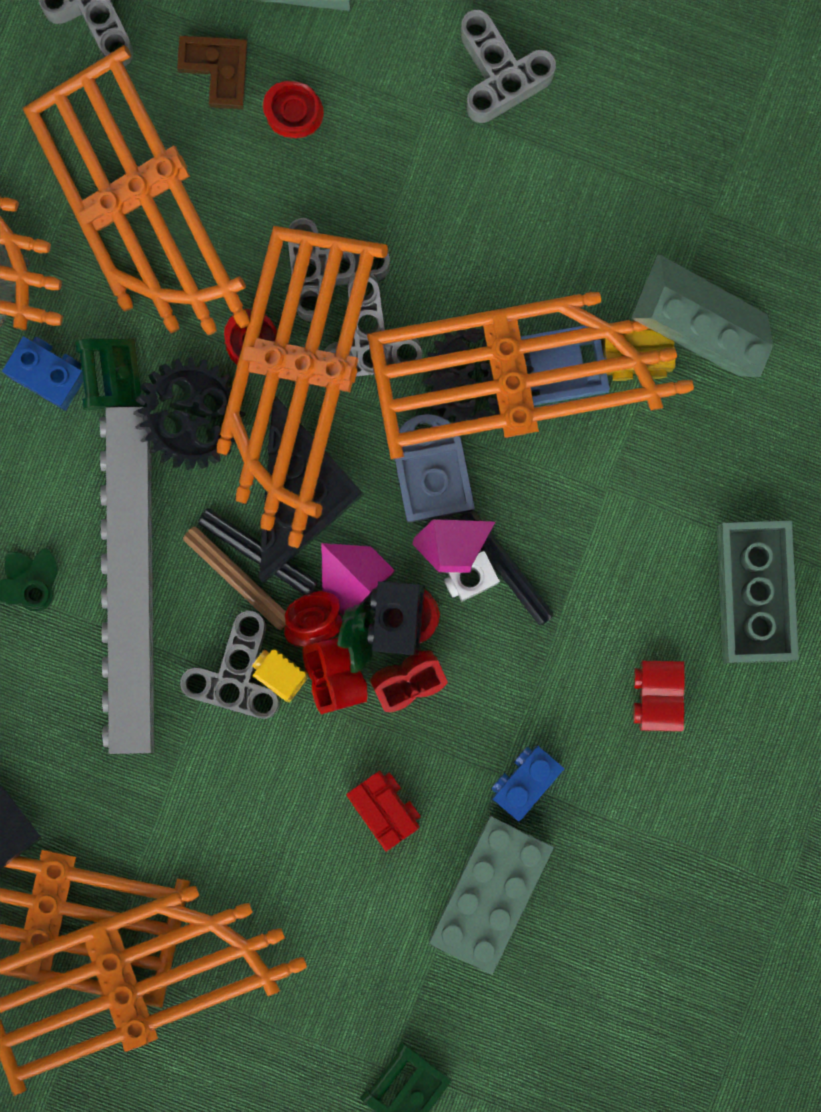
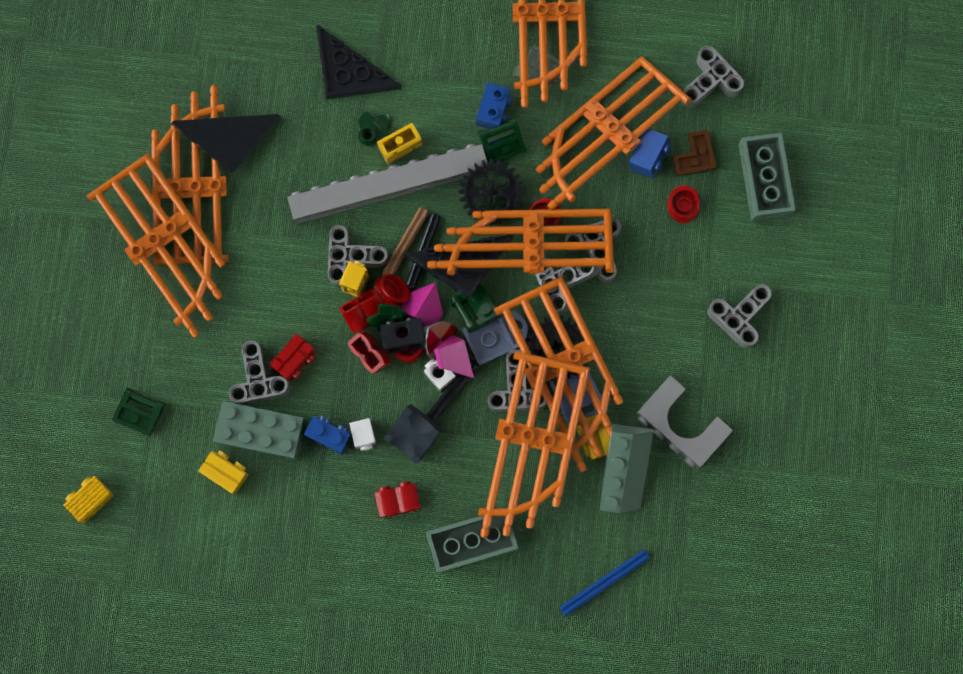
camera: 80 degrees right, 5 degrees down
(66, 543) = (399, 143): none -> yellow brick
(197, 141) = (650, 153): none -> blue brick
(378, 479) = (480, 304): none -> dark green plate
(405, 884) = (258, 380): none -> light grey beam
(412, 563) = (436, 335): none -> shield
(529, 465) = (506, 395): none -> light grey beam
(539, 725) = (363, 434): none -> white brick
(543, 969) = (223, 472): none -> yellow brick
(560, 642) = (413, 433): none -> black brick
(623, 445) = (529, 436): none -> orange piece
(625, 248) = (695, 449): none -> light grey arch

